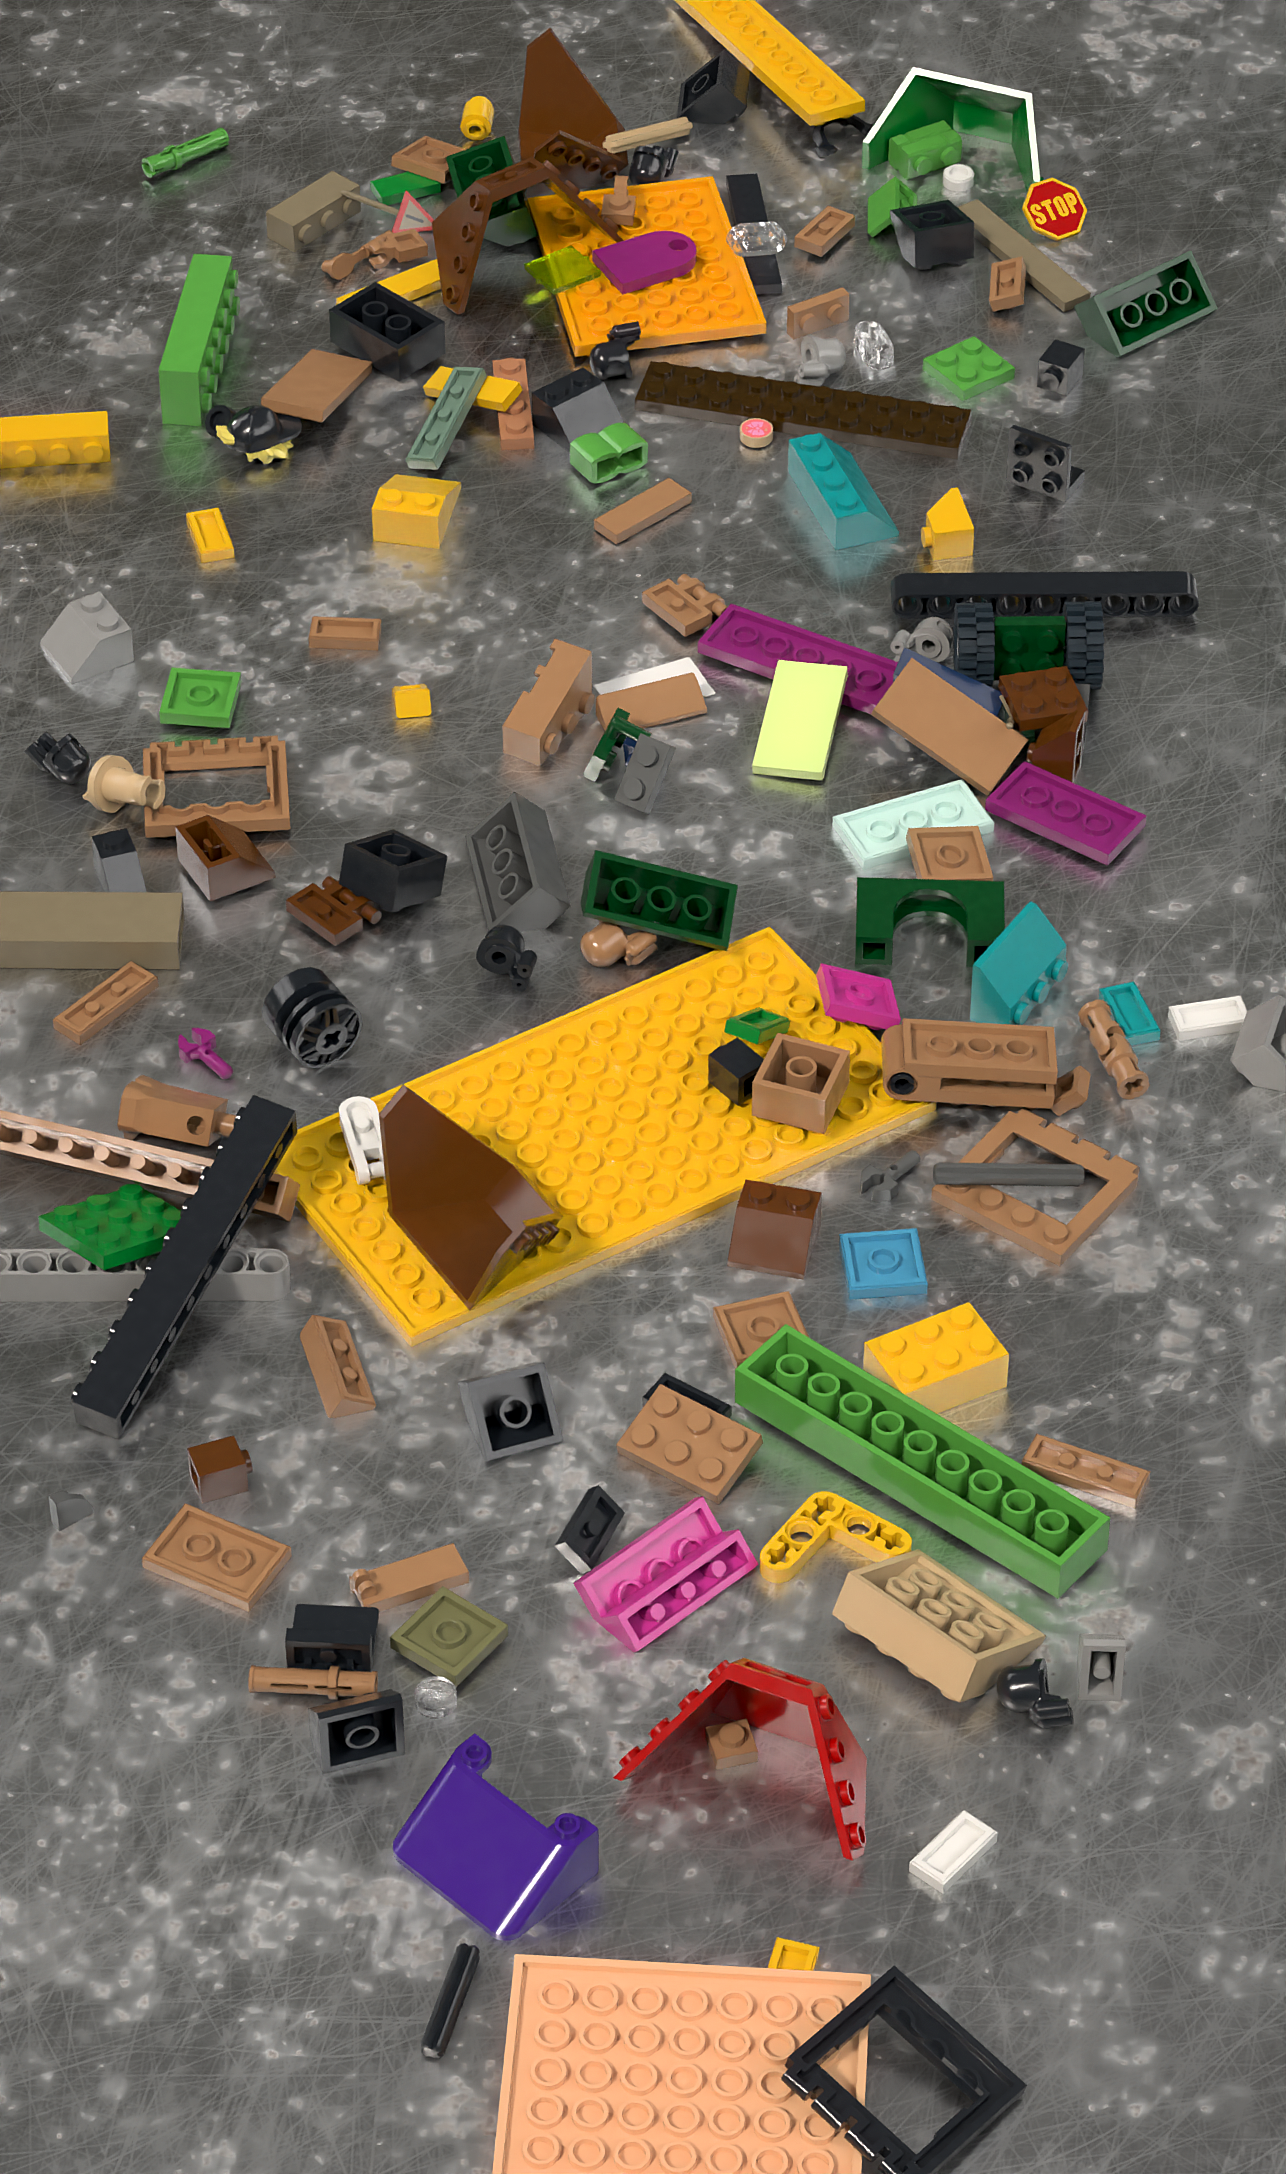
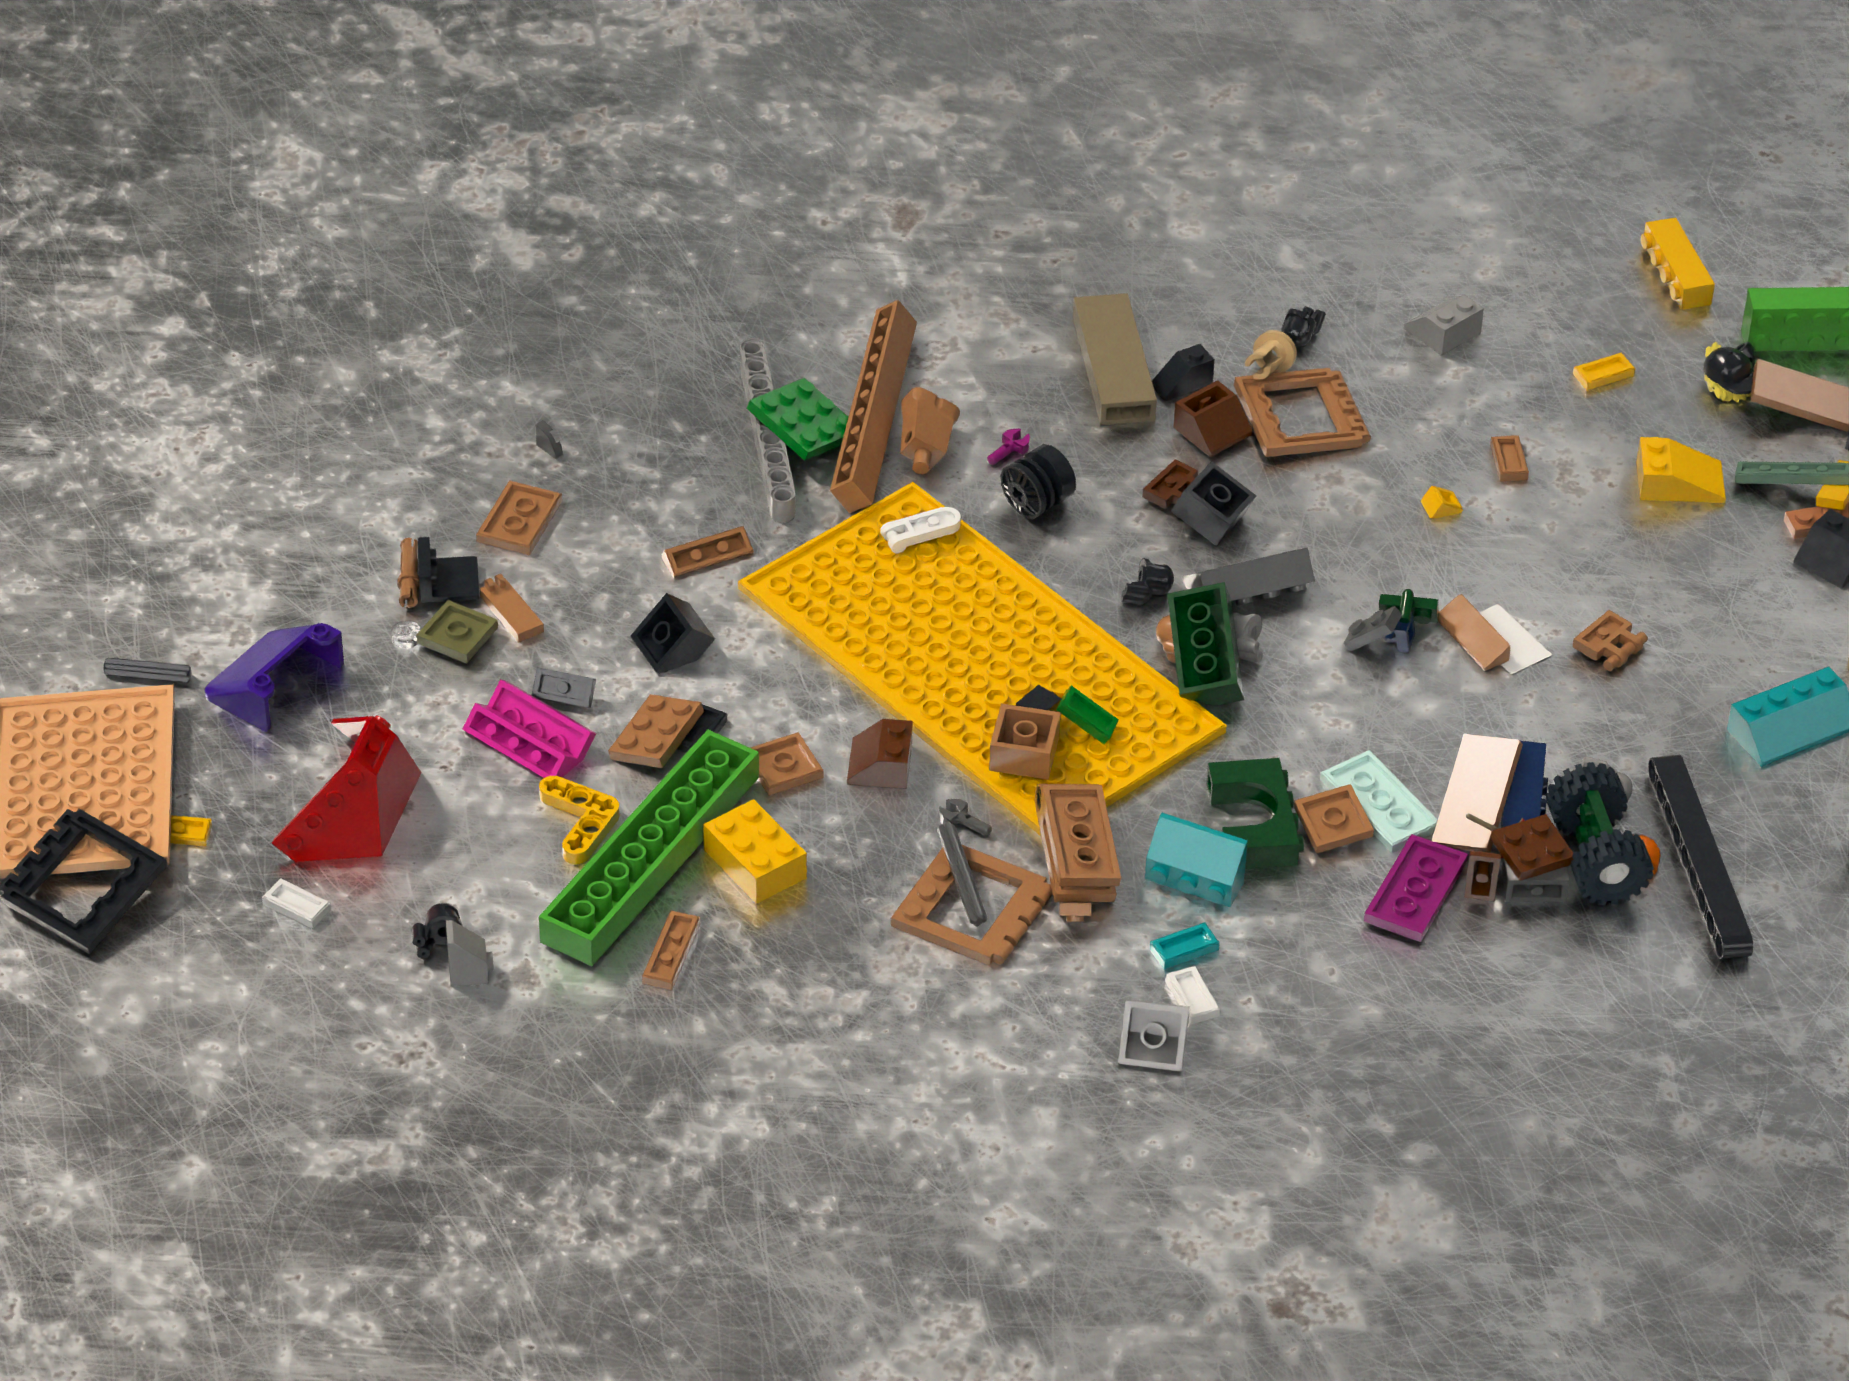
camera: 80 degrees right, 0 degrees up
(105, 1002) = (1050, 391): medium nougat tile -> none
(184, 1267) = (759, 445): black brick -> none
(200, 698) = (1398, 389): bright green plate -> none
(219, 1469) = (591, 502): reddish brown brick -> none
(357, 1730) = (363, 591): black slope -> none
(459, 1198) = (853, 589): reddish brown piece -> none
(552, 706) = (1440, 570): medium nougat wedge -> none
(608, 453) = (1789, 573): bright green brick -> none
(642, 511) = (1728, 606): medium nougat tile -> none
(759, 641) = (1566, 708): magenta plate -> none
(800, 720) = (1481, 714): yellowish green tile -> none
(857, 997) = (1145, 774): dark pink plate -> none
(883, 1264) = (867, 823): dark azure tile -> none
(934, 1623) = (502, 873): tan slope -> none
(948, 528) = (1771, 787): yellow slope -> none
(1113, 1049) = (1132, 931): medium nougat piece -> none

